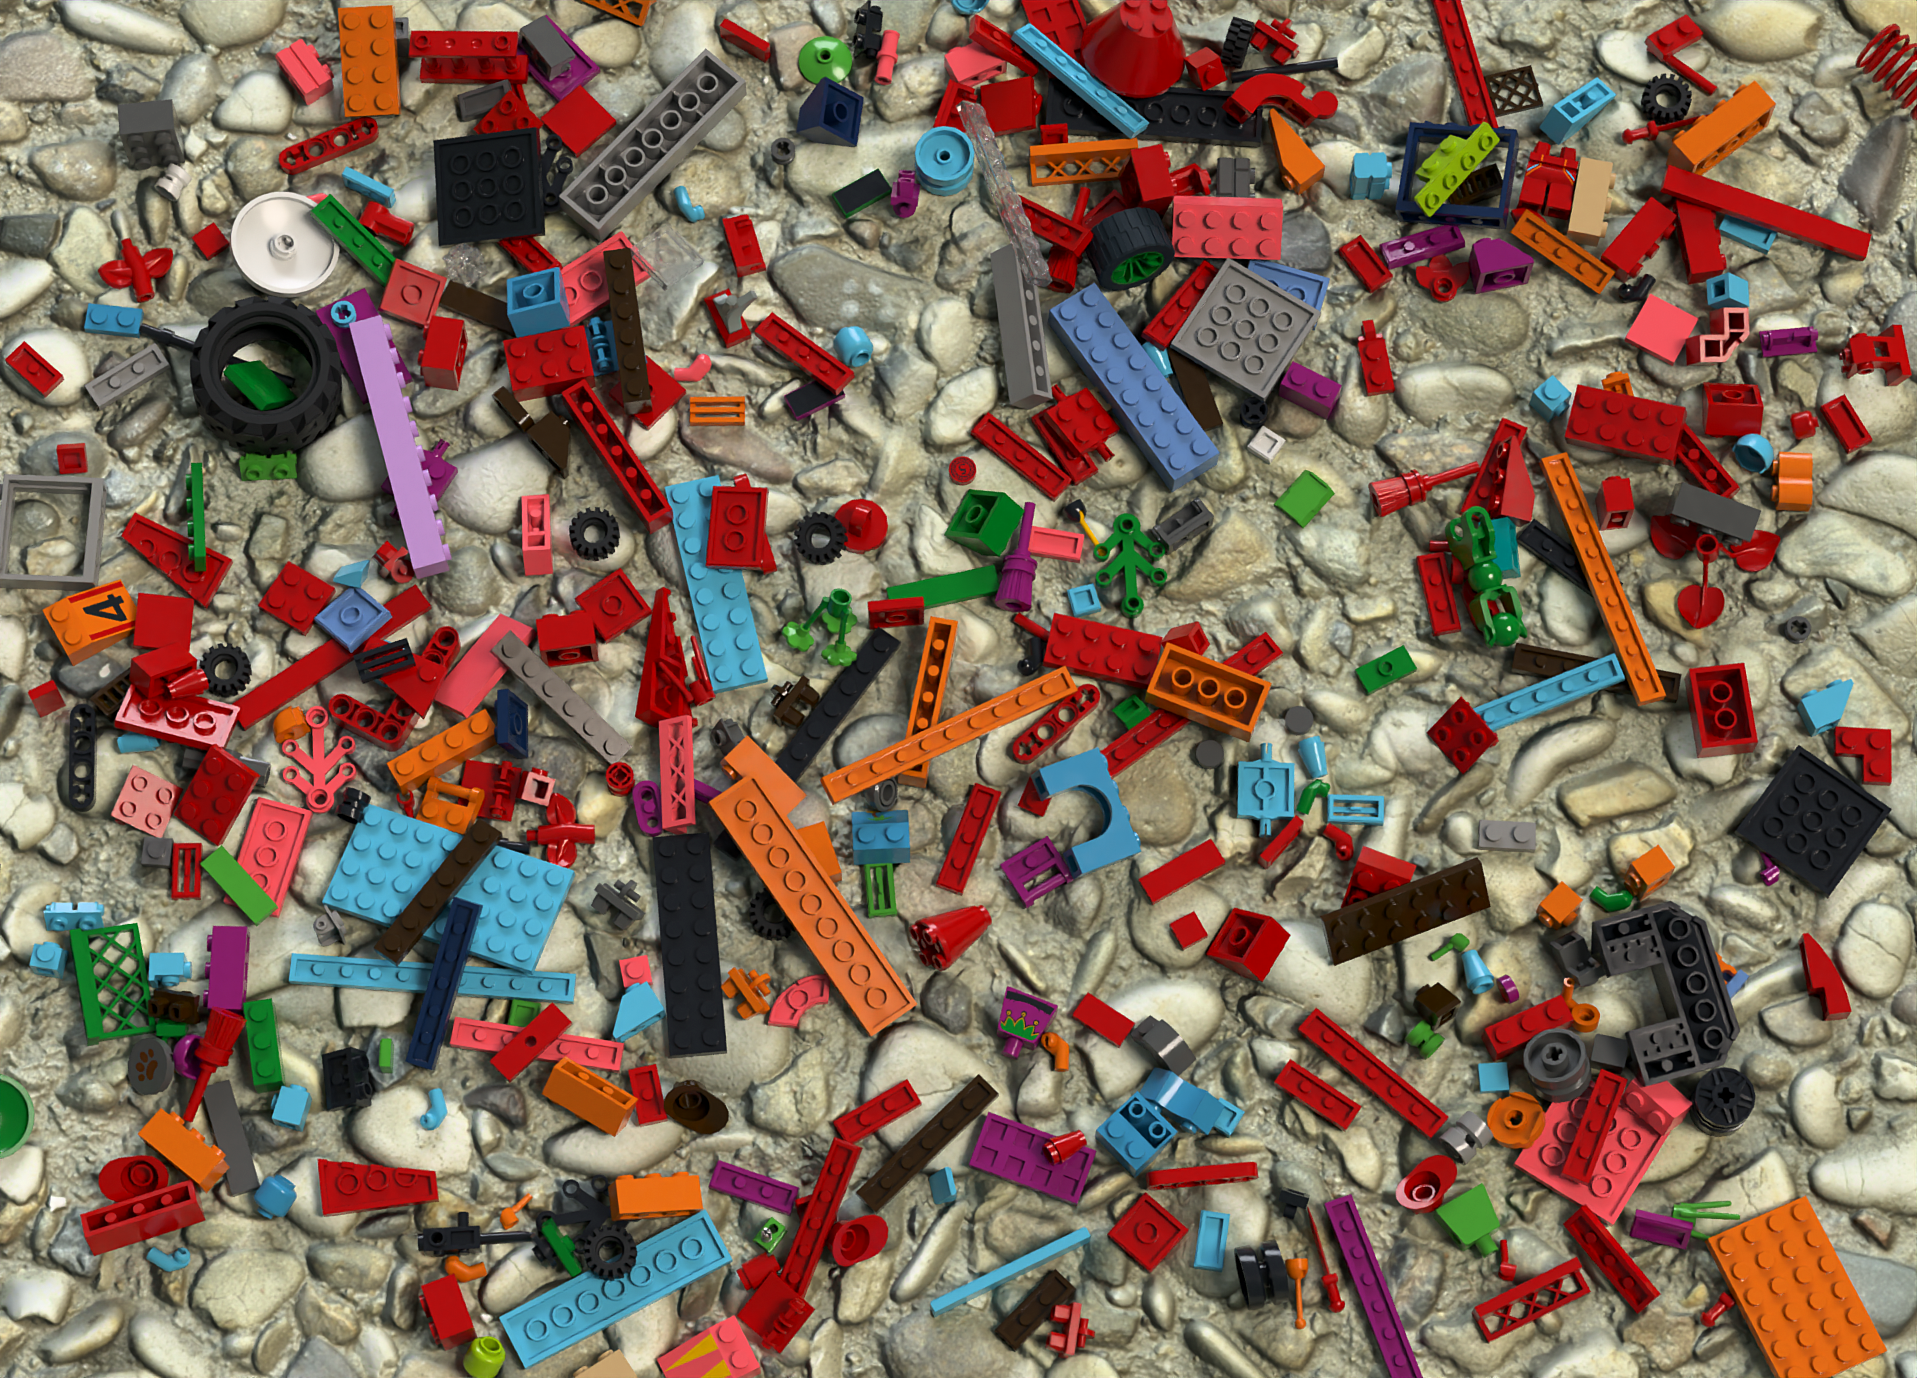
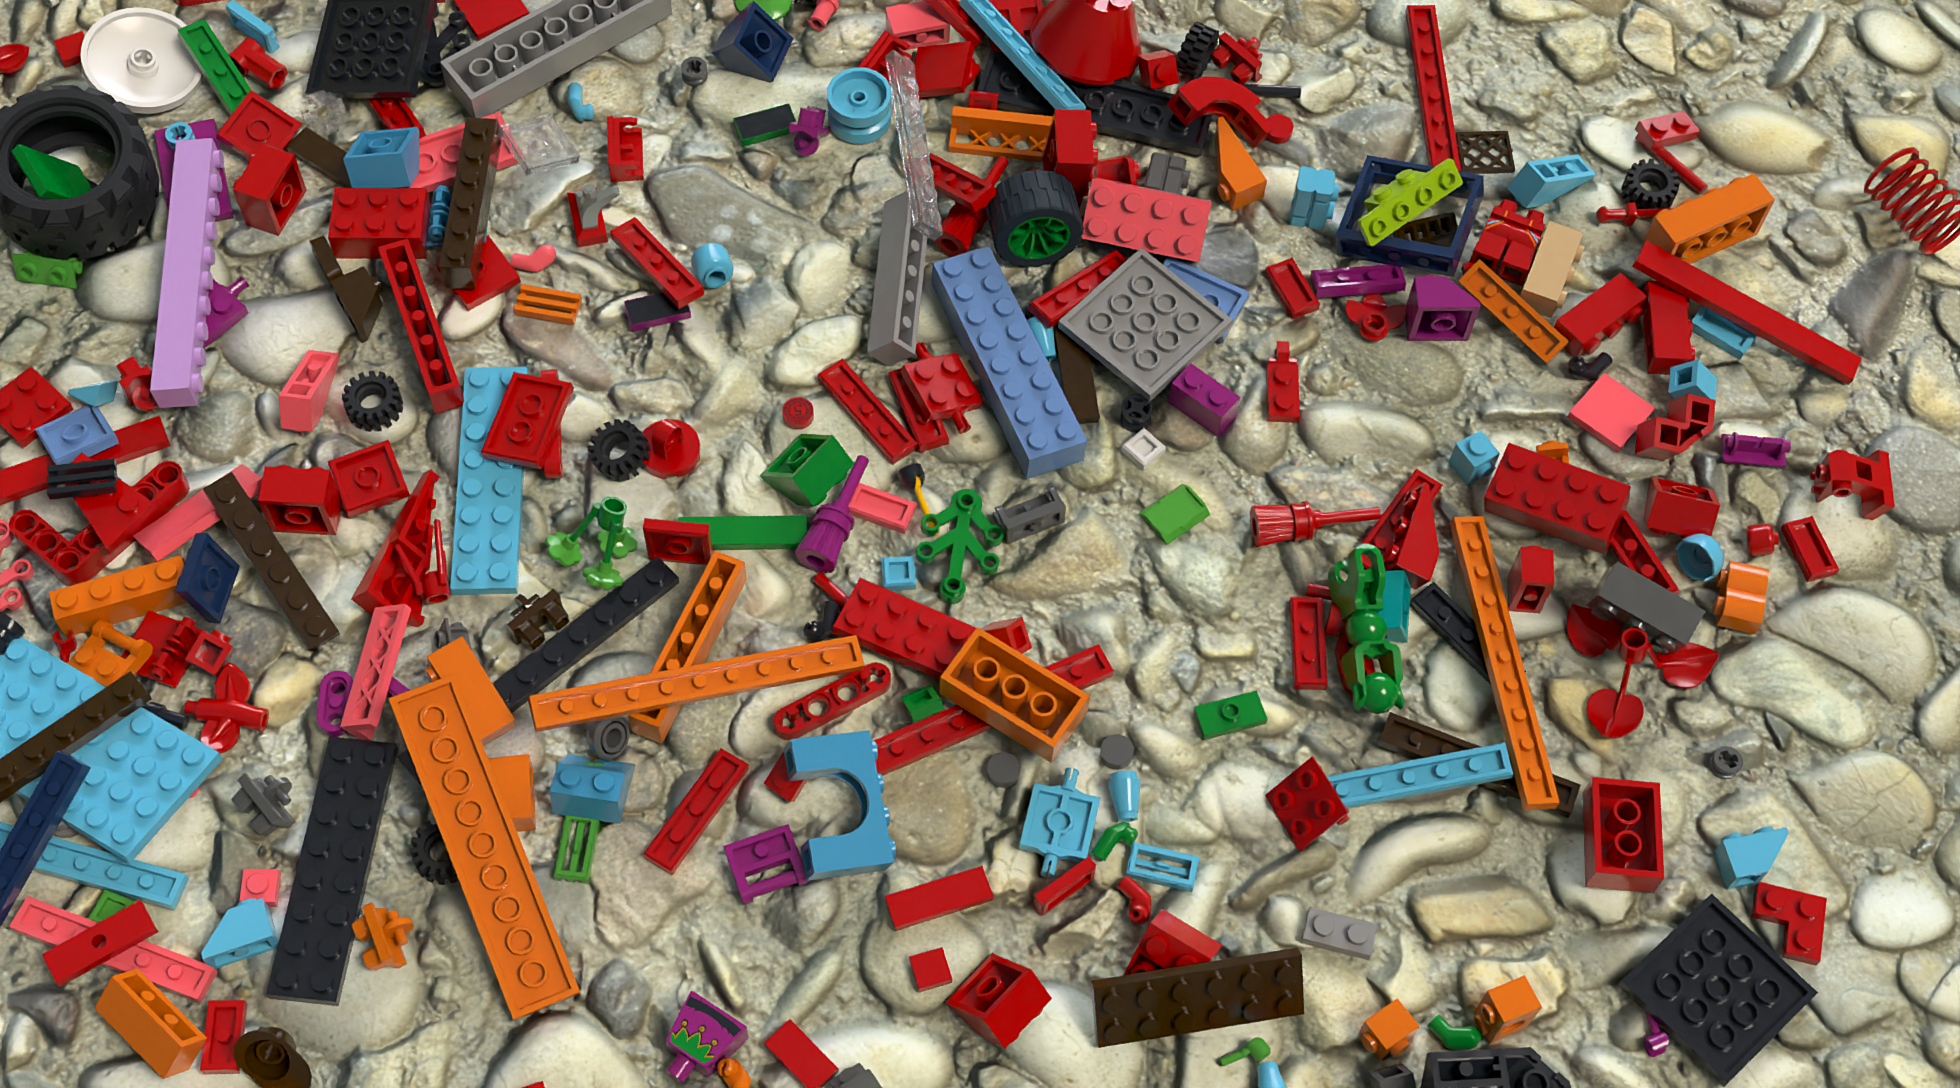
camera: 10 degrees right, 10 degrees down
(621, 785) = (317, 668): red wheel -> none
(798, 999) = (441, 958): coral tile -> none
(949, 935) = (640, 915): red cone -> none

